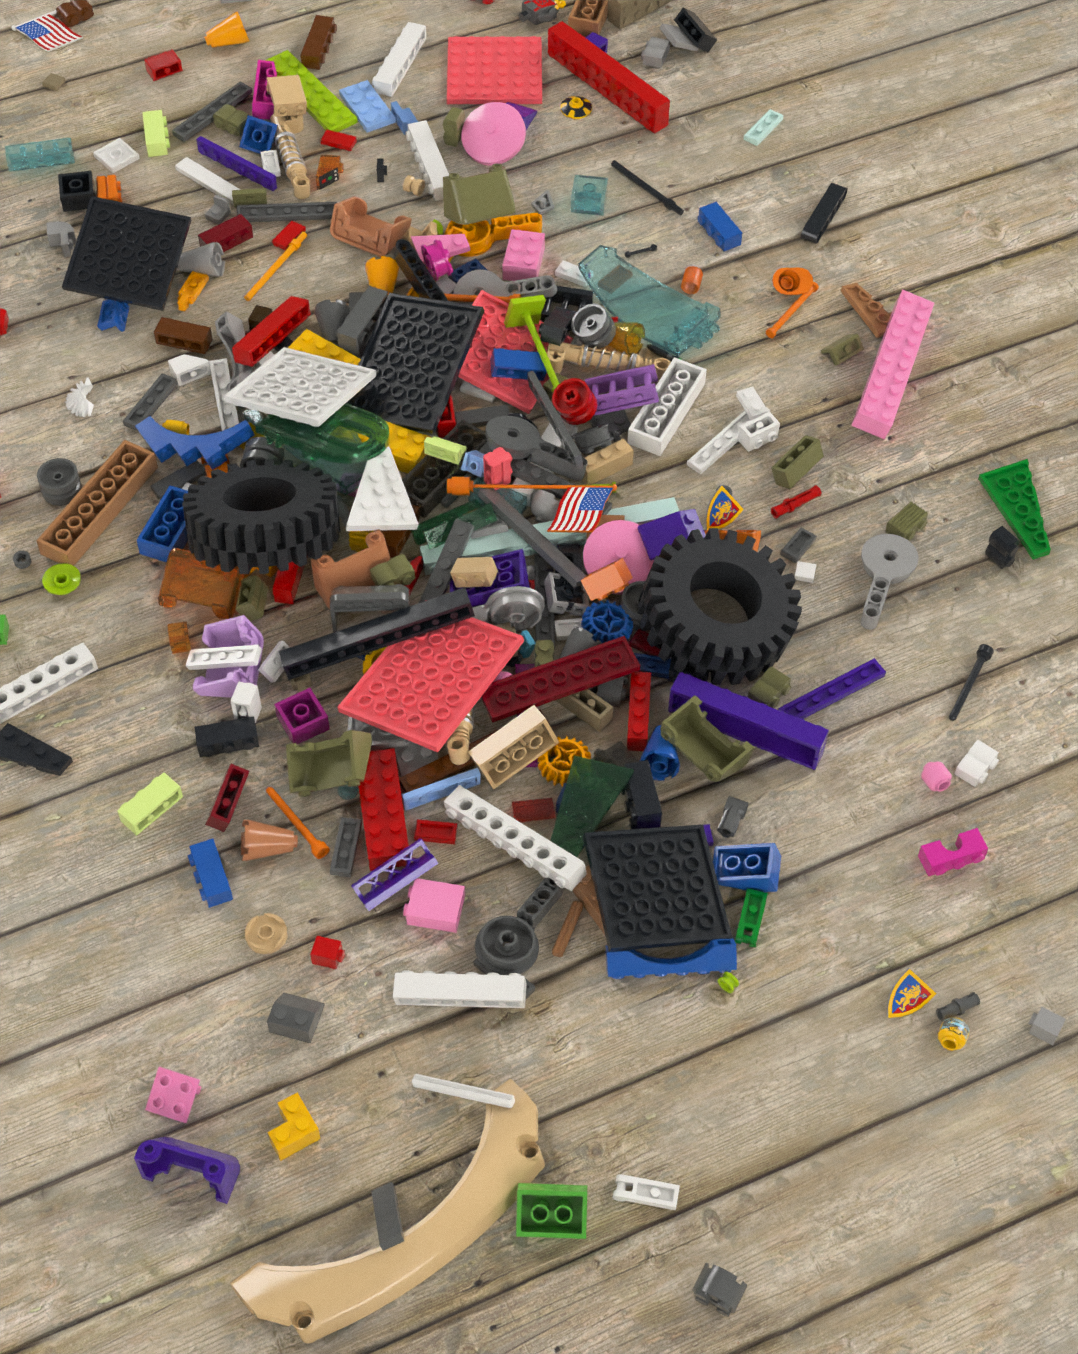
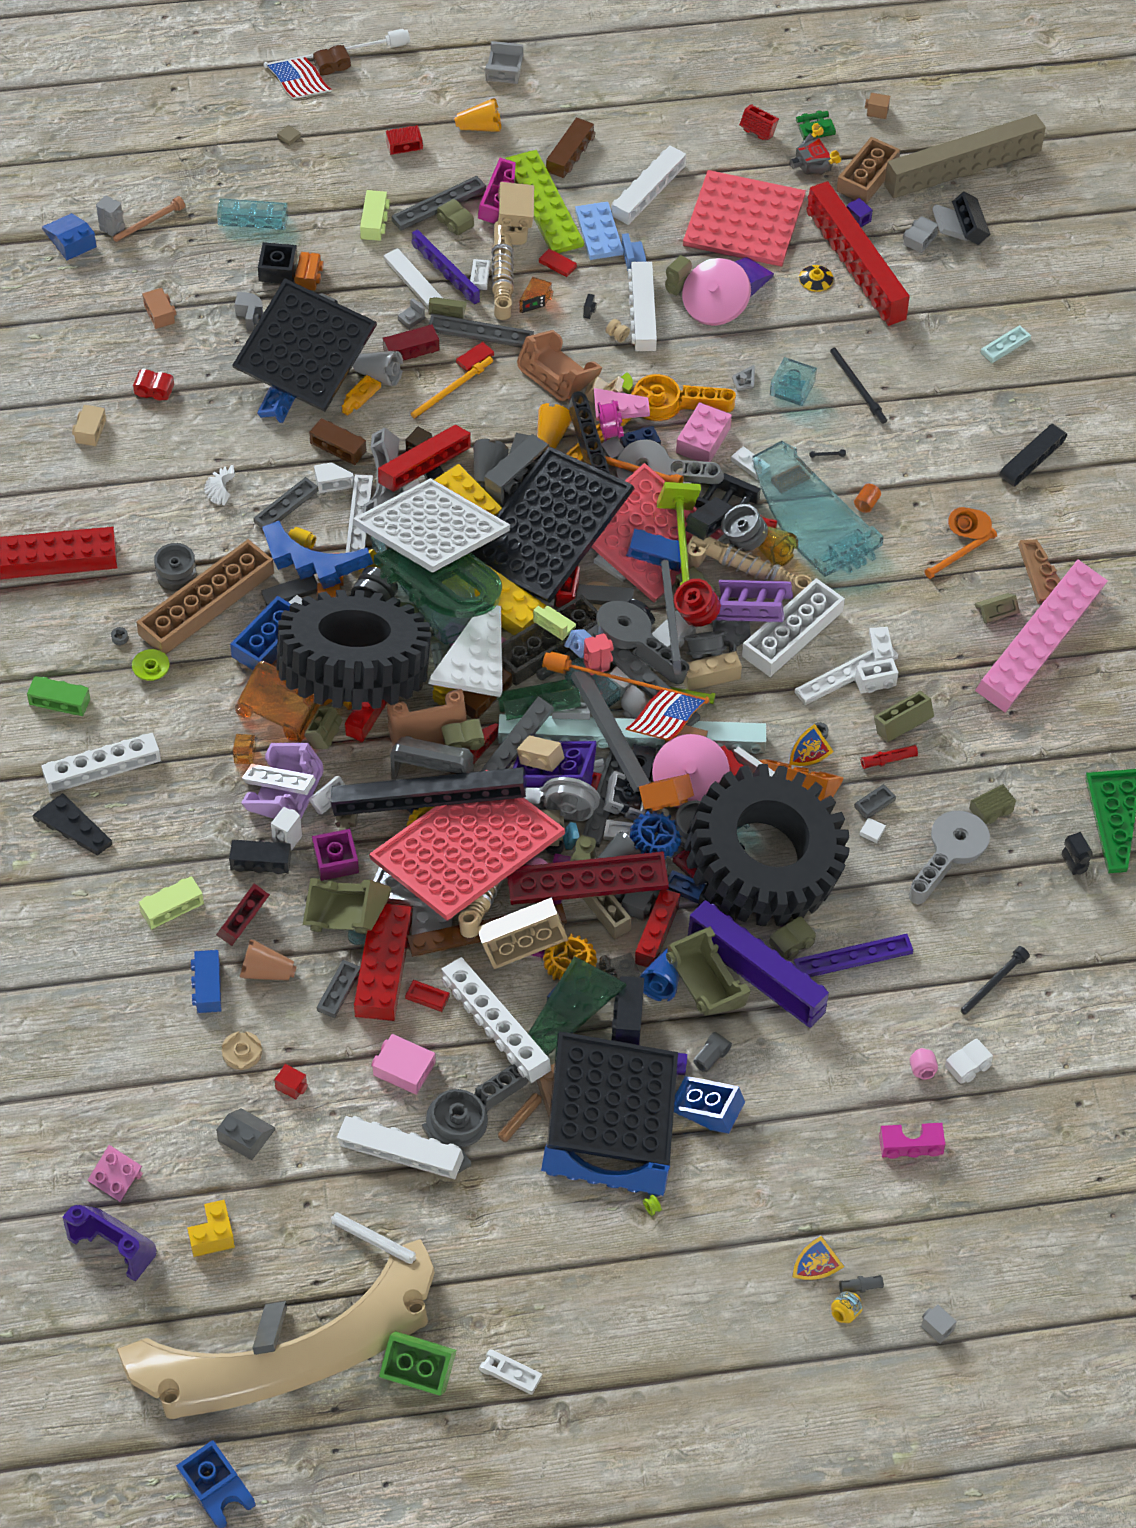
camera: 15 degrees right, 0 degrees up
(116, 155) = (328, 230): white tile -> none
(258, 135) = (476, 239): blue slope -> none
(319, 848) = (314, 984): orange piece -> none
(397, 881) = (376, 1032): fence -> none
(440, 789) = (444, 956): light blue tile -> none
(478, 196) = (675, 360): olive windscreen -> none
(533, 810) = (525, 998): clear red tile -> none
(661, 352) = (812, 570): black piece -> none
(665, 529) = (752, 753): dark purple slope -> none
(719, 226) = (917, 445): blue brick -> none
(719, 1288) = (544, 1470): dark grey brick -> none
(751, 917) = (695, 1151): green plate -> none

